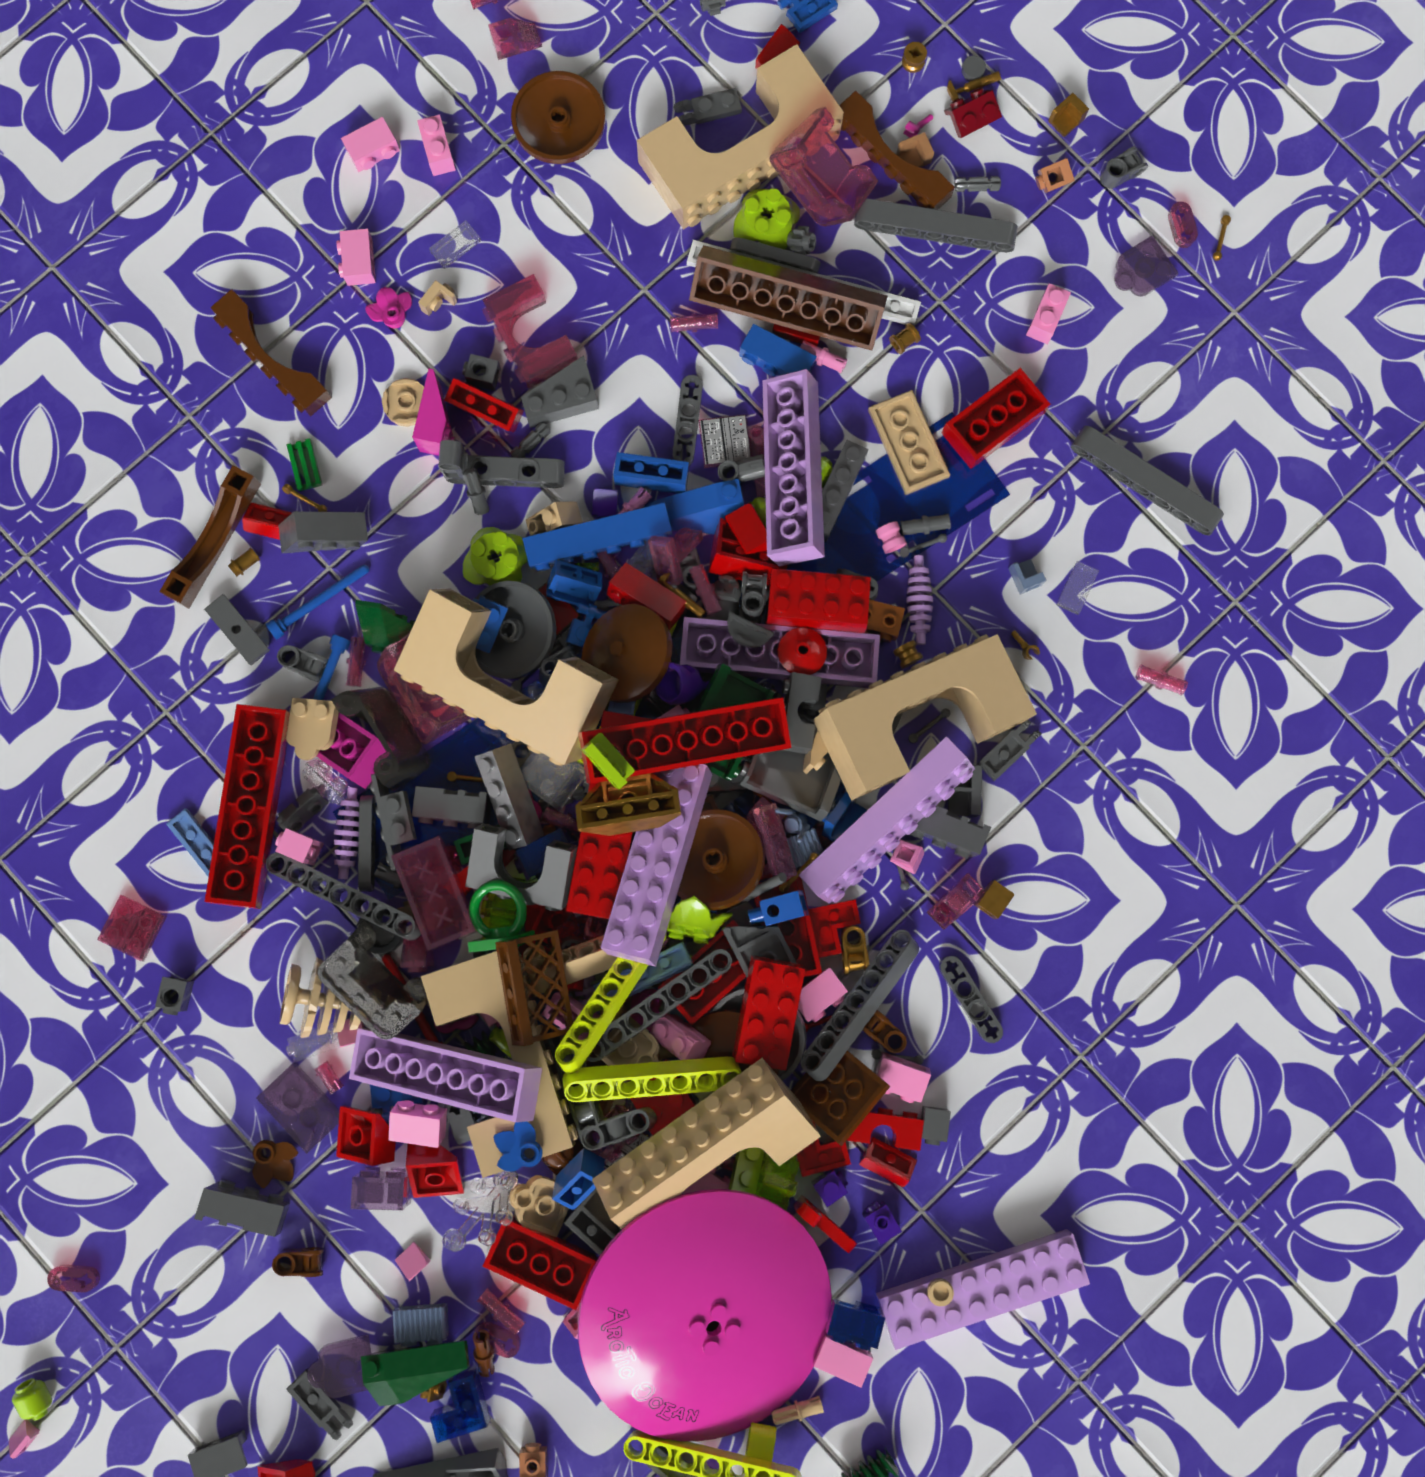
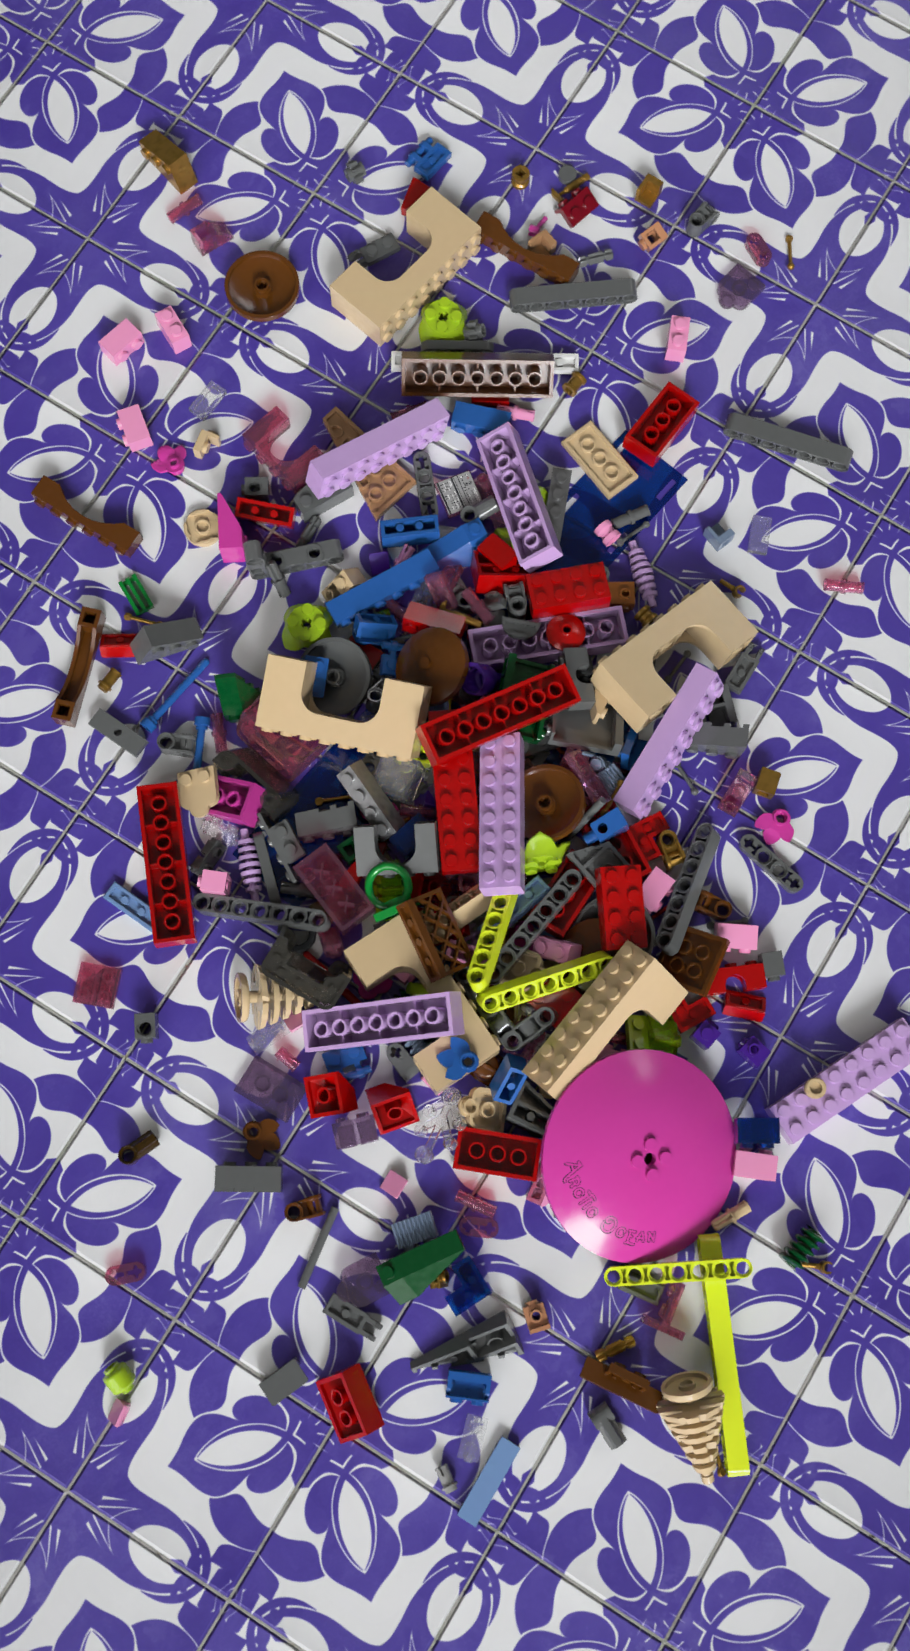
camera: 15 degrees left, 5 degrees down
(127, 1136) = (140, 1147): none -> dark brown piece
(303, 1310) = (318, 1247): none -> dark grey bar
(417, 1123) = (370, 1071): bright pink brick -> none
(483, 1353) = (472, 1238): reddish brown pin -> none
(608, 760) = (446, 741): lime bracket -> none
(630, 386) = (378, 489): none -> medium nougat wing
(637, 362) = (377, 449): none -> lavender brick
(639, 805) = (470, 774): pearl gold wedge -> none
(816, 1217) = (698, 1057): red beam -> none
(821, 173) = (475, 277): clear pink windscreen -> none
(907, 856) = (690, 768): bright pink slope -> none
(987, 958) = (773, 828): none -> dark pink plate

